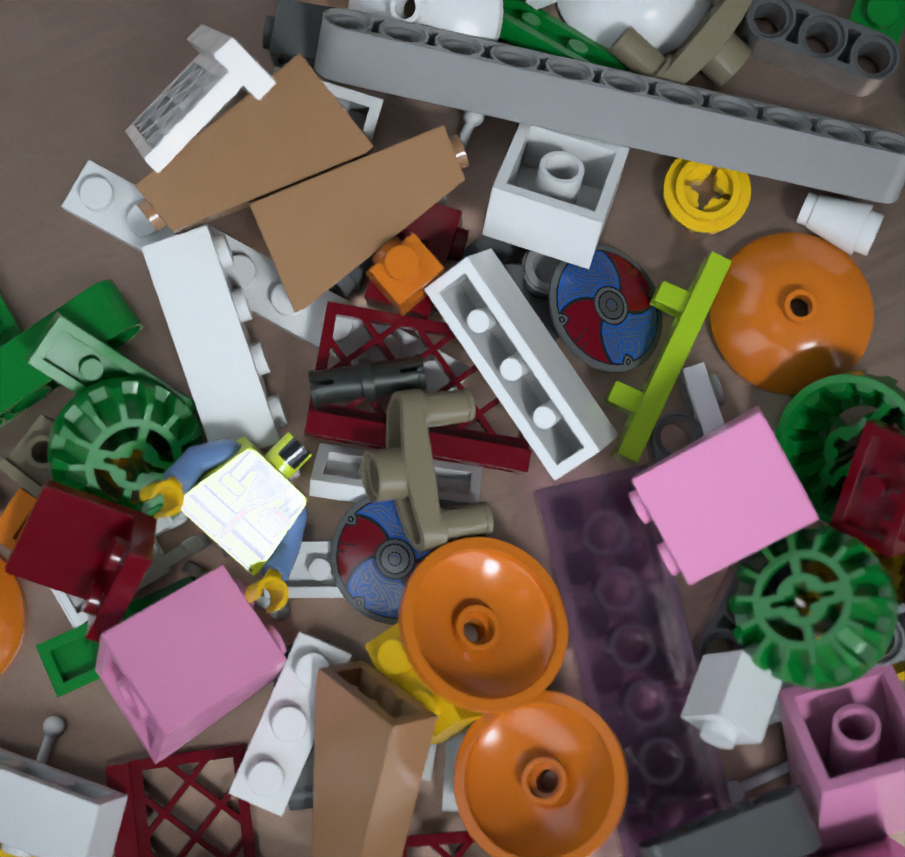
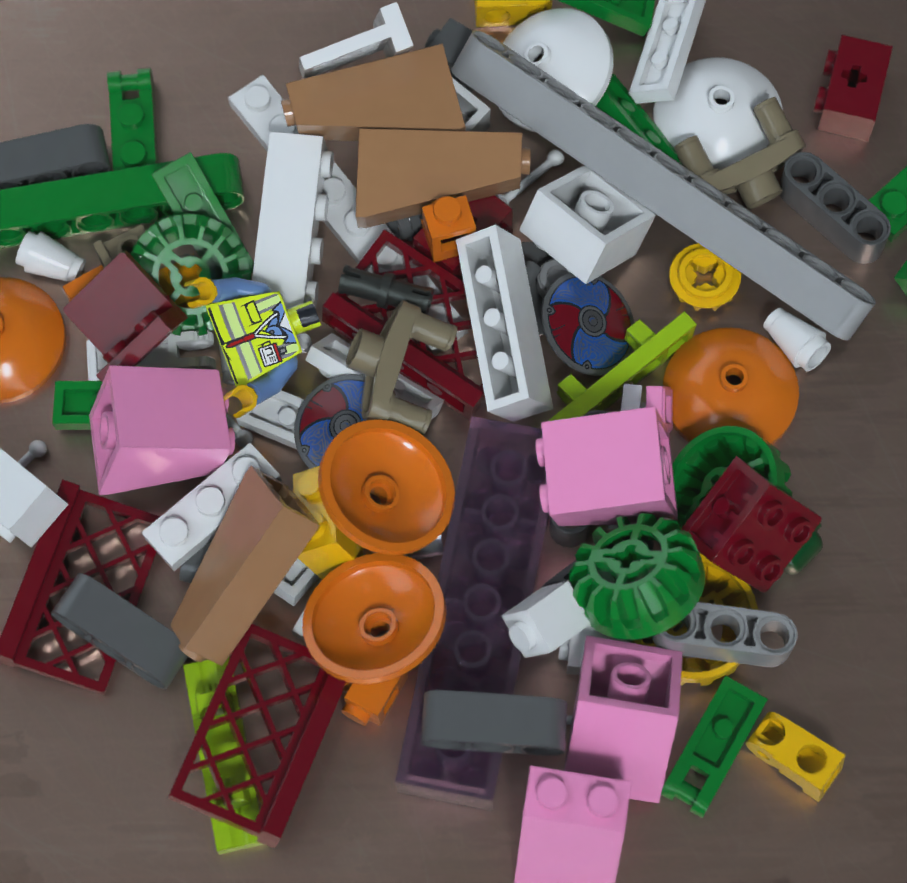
camera: 25 degrees right, 15 degrees down
(731, 378) = (662, 399): none -> bright pink tile

